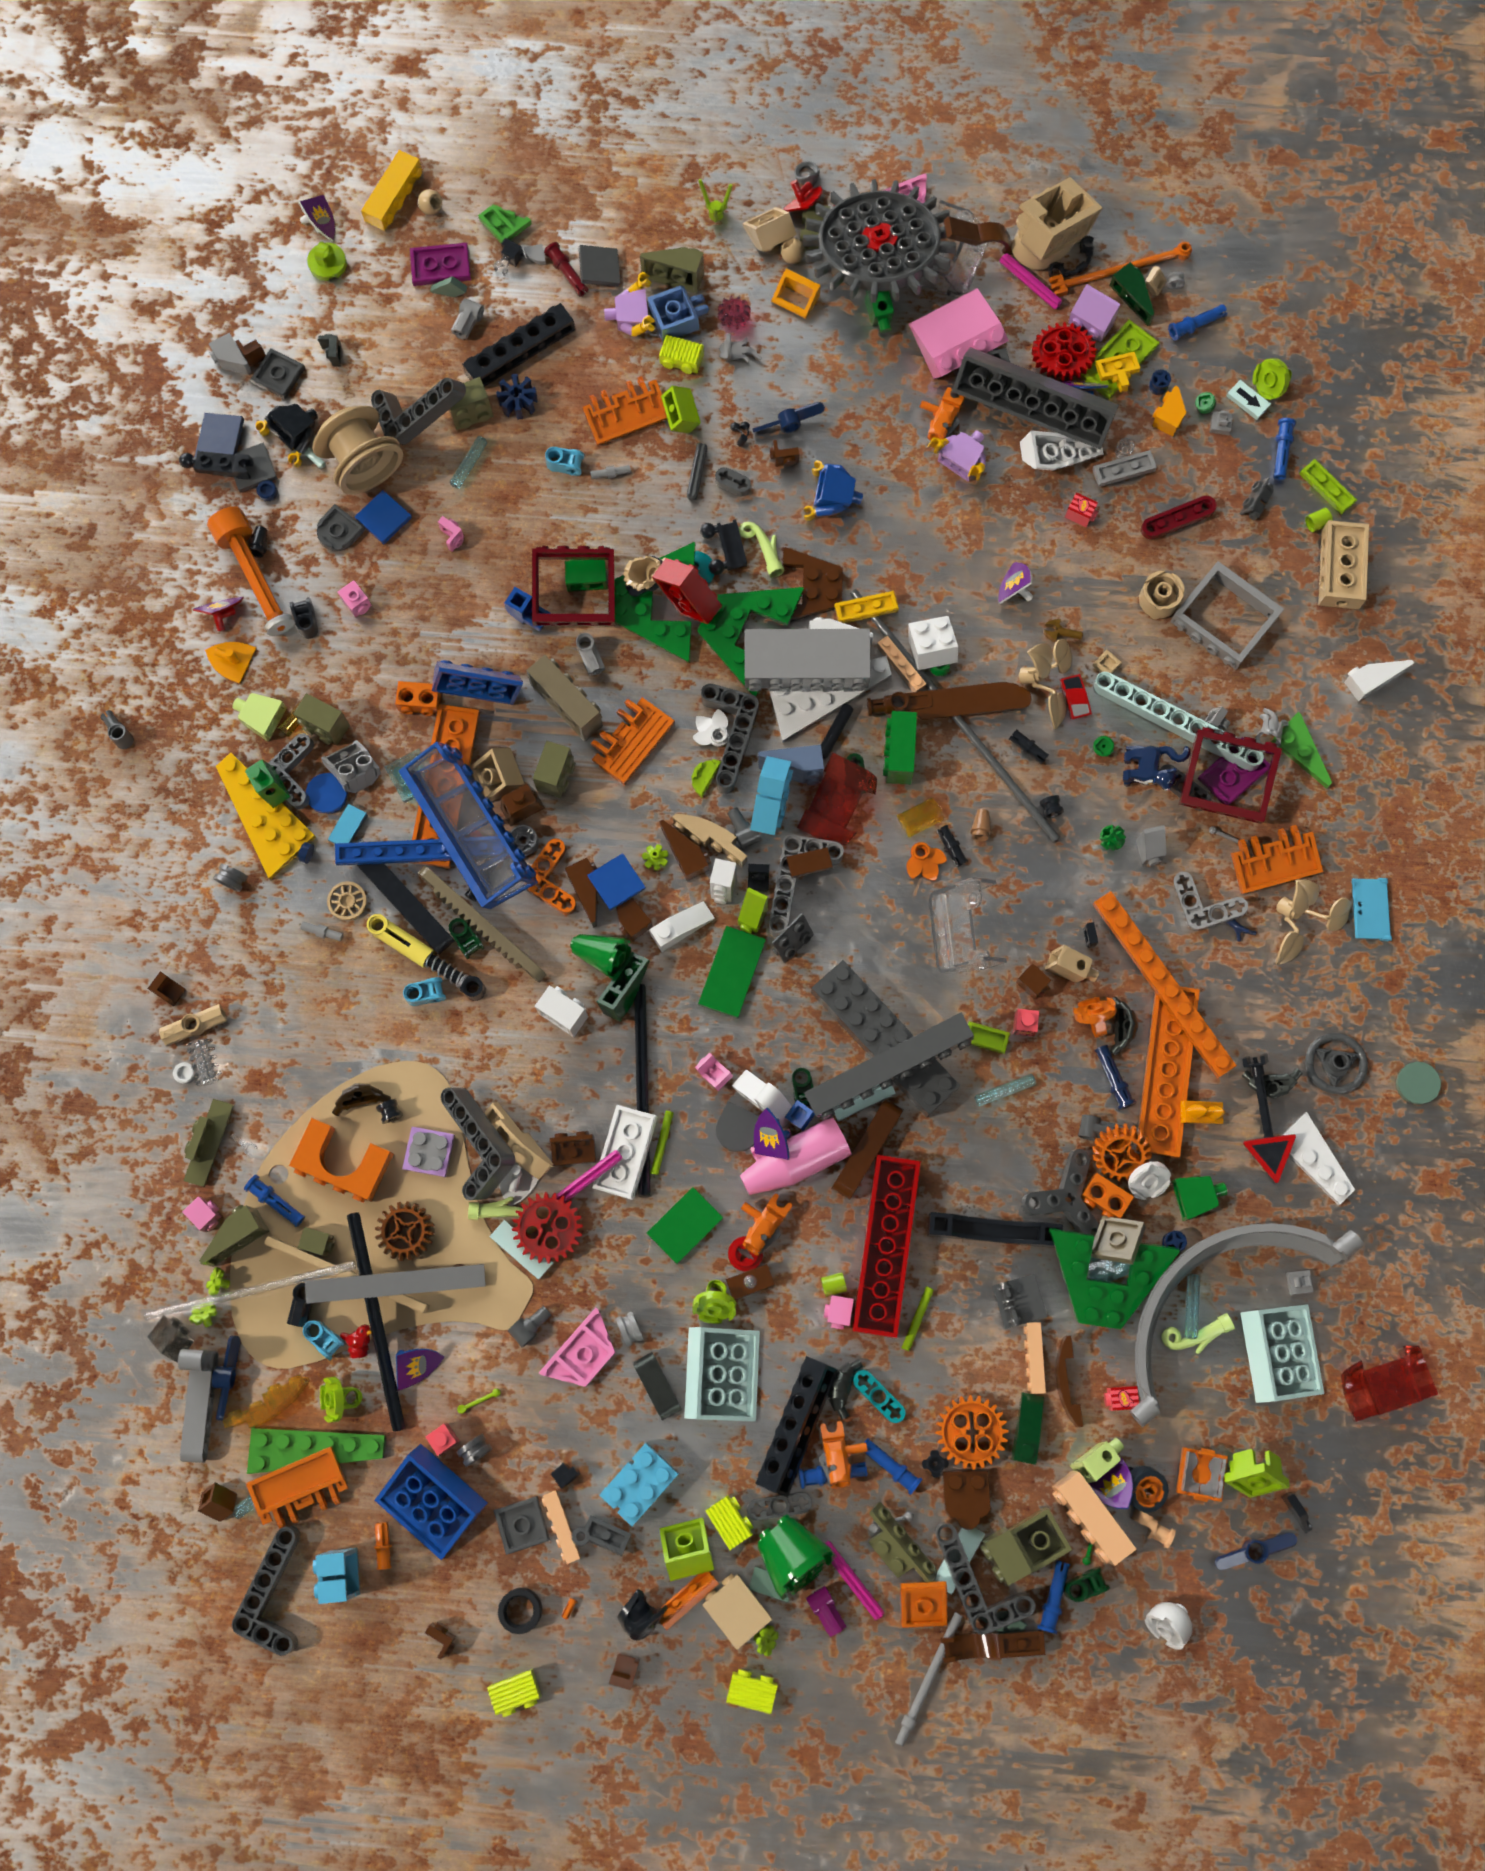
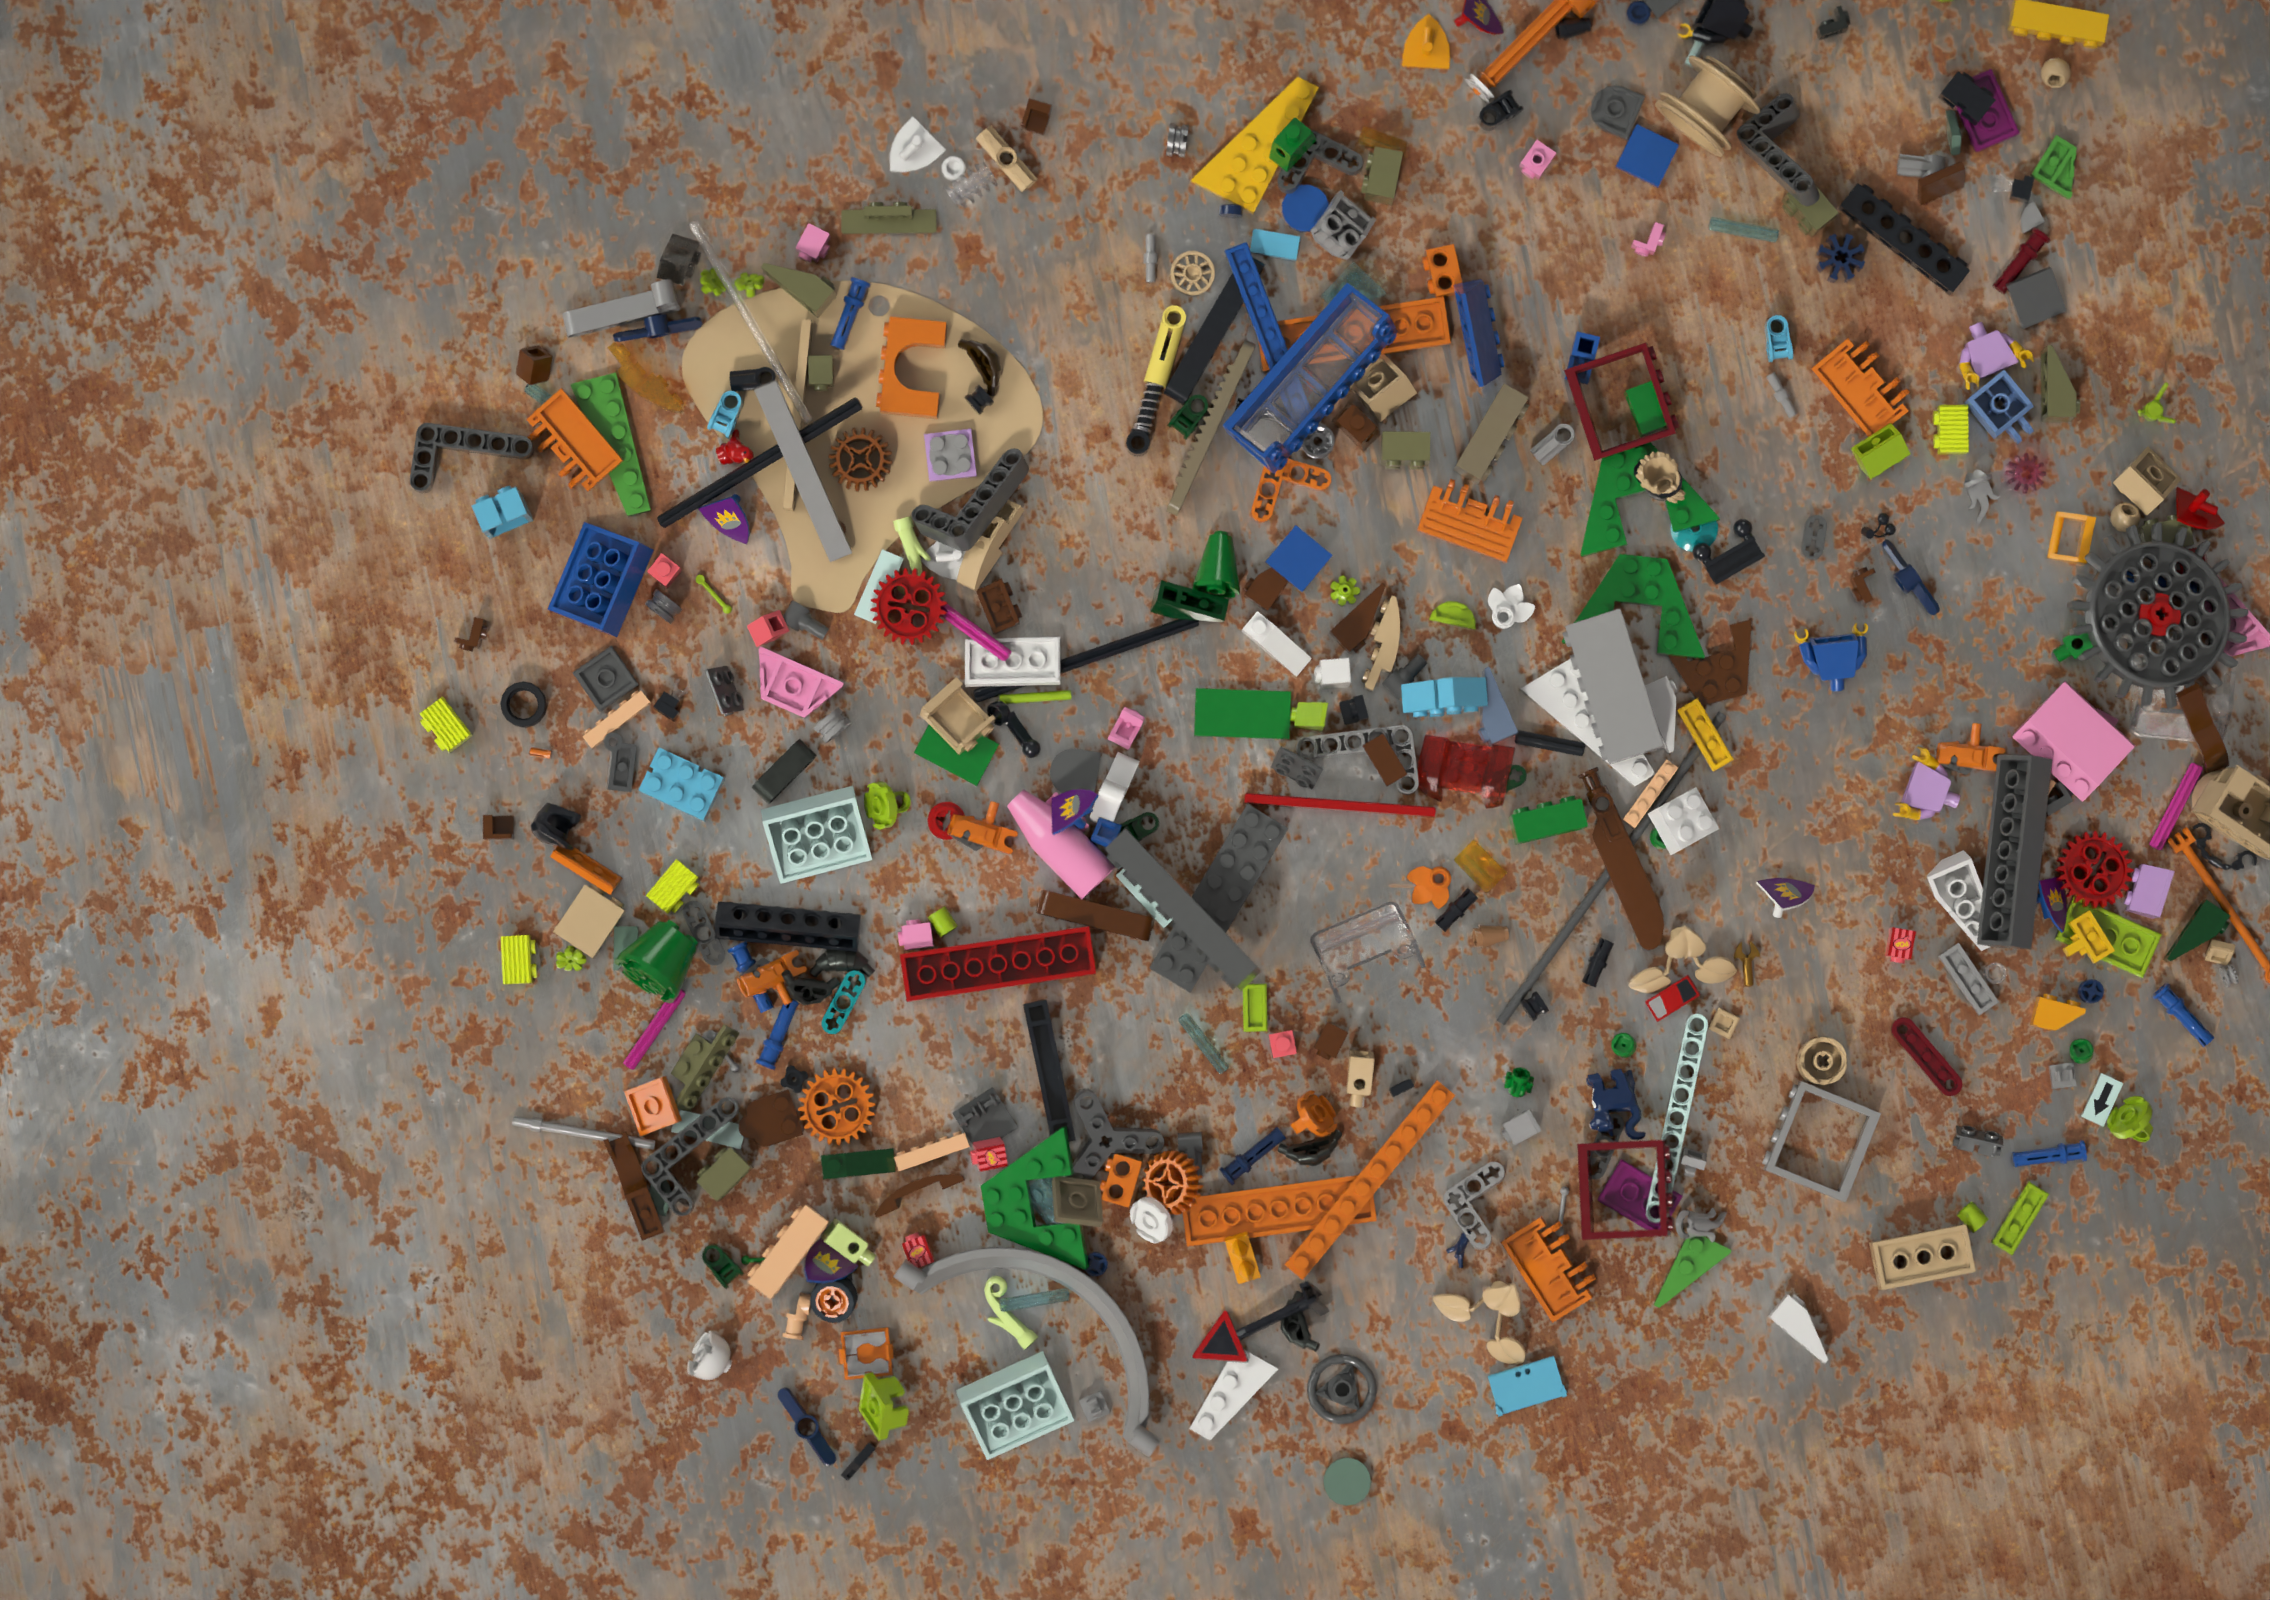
camera: 70 degrees right, 10 degrees up
(155, 1102) = (913, 148): none -> white shield
(244, 1144) = (898, 259): clear hand -> none
(260, 714) = (1371, 103): yellowish green torso -> none
(334, 1399) = (669, 446): lime tile -> none
(382, 1546) = (543, 546): orange axle -> none
(425, 266) = (1968, 97): none -> black brick
(426, 992) = (1118, 394): medium azure piece -> none
(484, 303) = (1941, 183): none -> reddish brown tile
(525, 1360) = (768, 628): none -> coral brick
(561, 1010) = (1140, 546): white brick -> none
(567, 1417) = (724, 690): none -> dark grey hinge
(584, 888) = (1275, 533): reddish brown slope -> none
(658, 1215) = (957, 717): none -> tan panel
(686, 1549) = (633, 852): lime slope -> none
(687, 590) = (1654, 530): red brick -> none
(696, 472) = (1813, 492): dark grey axle -> none
(703, 1160) = (1001, 712): none -> black piece
(737, 733) = (1512, 634): dark grey beam -> none
(750, 1282) = (918, 834): reddish brown piece -> none
(769, 549) = (1744, 603): yellowish green plant -> none
(812, 178) = (2228, 511): dark grey piece -> none
(824, 1606) = (620, 1006): magenta piece -> none
(834, 915) = (1339, 805): none -> red tile
(859, 1426) = (808, 990): none -> pearl dark grey piece
(917, 1319) = (934, 1019): lime bar -> none
(1040, 1539) = (750, 1203): olive brick -> none
(1052, 1306) = (989, 1154): none -> coral brick
(1052, 1608) = (686, 1236): blue pin -> none
(1197, 1195) = (1152, 1276): green torso -> none
(1387, 1385) = (1016, 1523): clear red piece -> none

